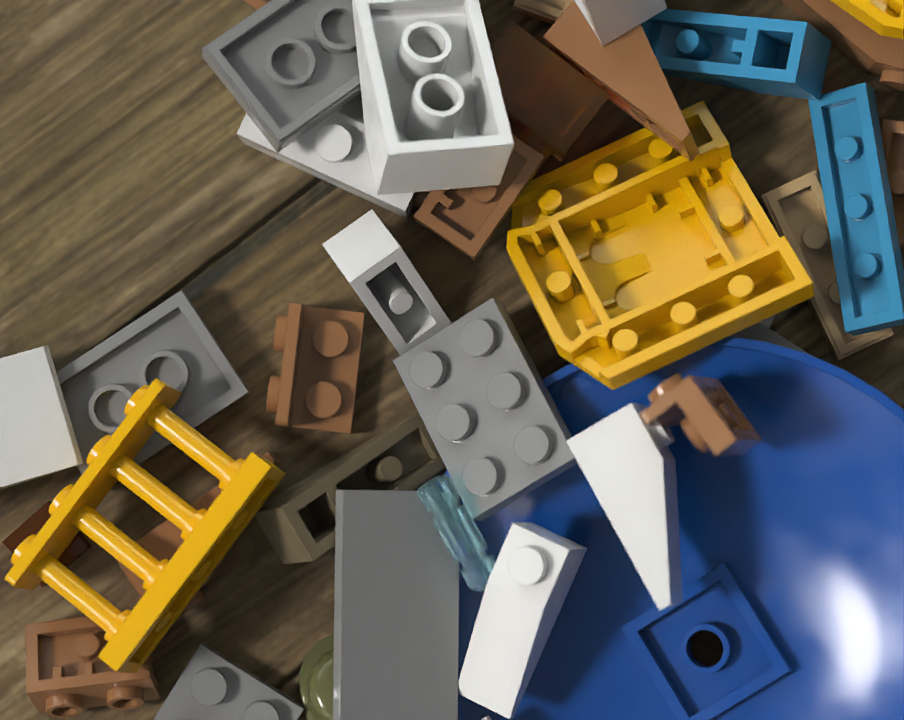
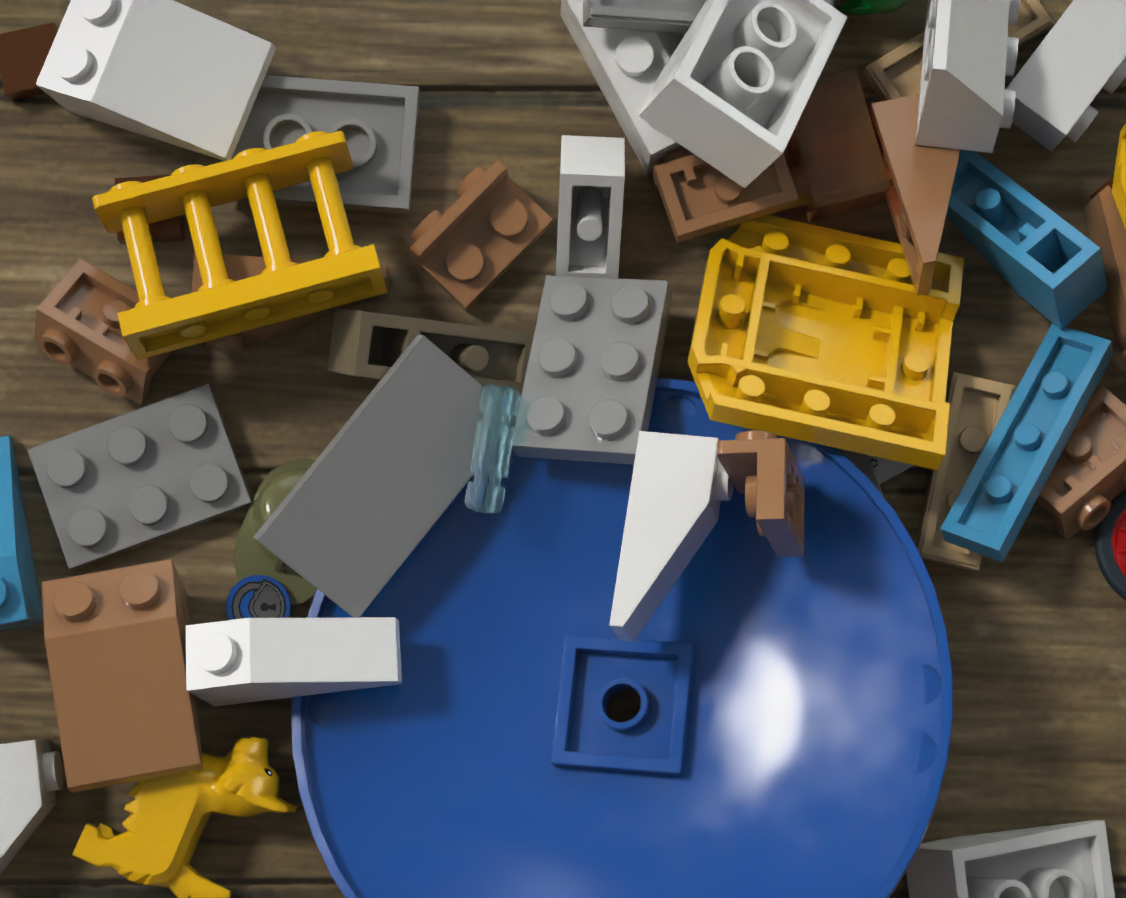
camera: 25 degrees right, 5 degrees down
(517, 615) = (487, 551): white slope -> none

